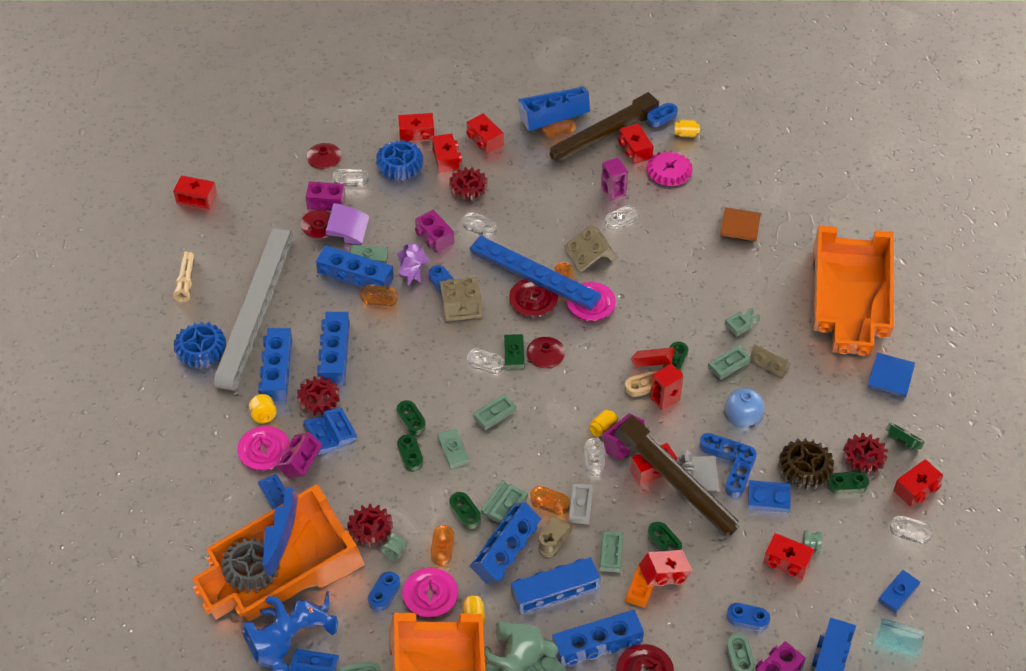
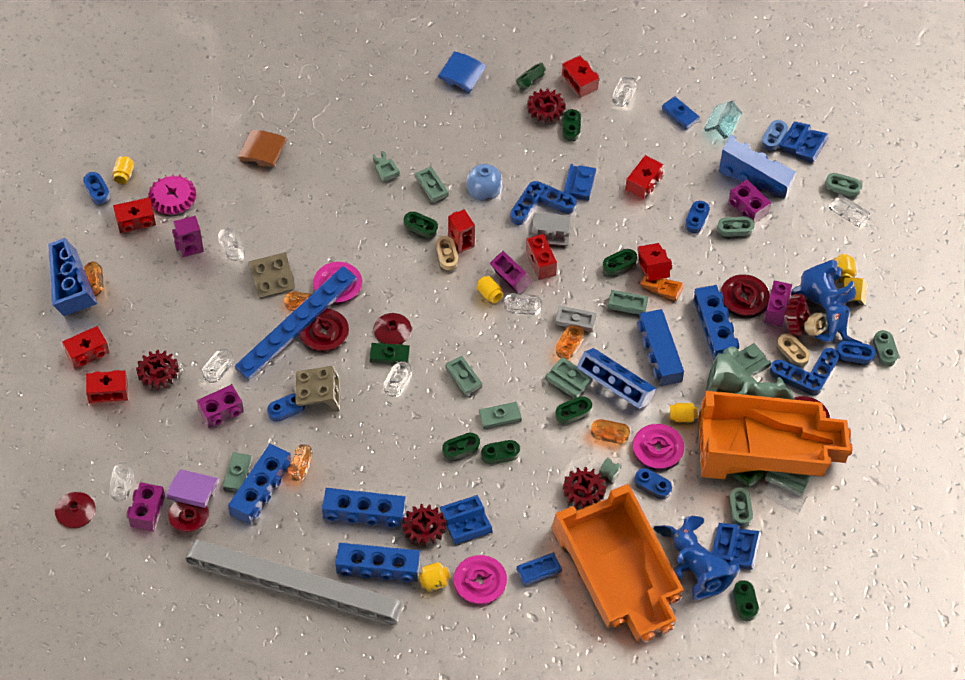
camera: 85 degrees left, 5 degrees up
(187, 260) = (245, 653): tan pin -> none
(188, 349) = (356, 631): blue gear -> none
(195, 192) = (102, 647): red brick -> none
(239, 559) = (642, 581): dark grey gear -> none
(278, 535) = (617, 547): blue slope -> none
(299, 455) = (501, 538): magenta brick -> none
(399, 160) = (118, 425): blue gear -> none
(411, 262) = (263, 429): medium lavender hair -> none
(416, 127) = (60, 411): red brick -> none
(553, 536) = (609, 343): dark tan piece -> none
(636, 436) = (531, 251): dark brown brick -> none
(637, 111) = (122, 268): dark brown brick -> none
(653, 357) = (418, 239): red slope -> none
(769, 360) = (435, 153): dark tan hinge -> none
(803, 468) = (551, 148): dark brown gear -> none
(813, 540) = (631, 158): sand green wheel -> none
(853, 289) = (366, 73): orange panel -> none

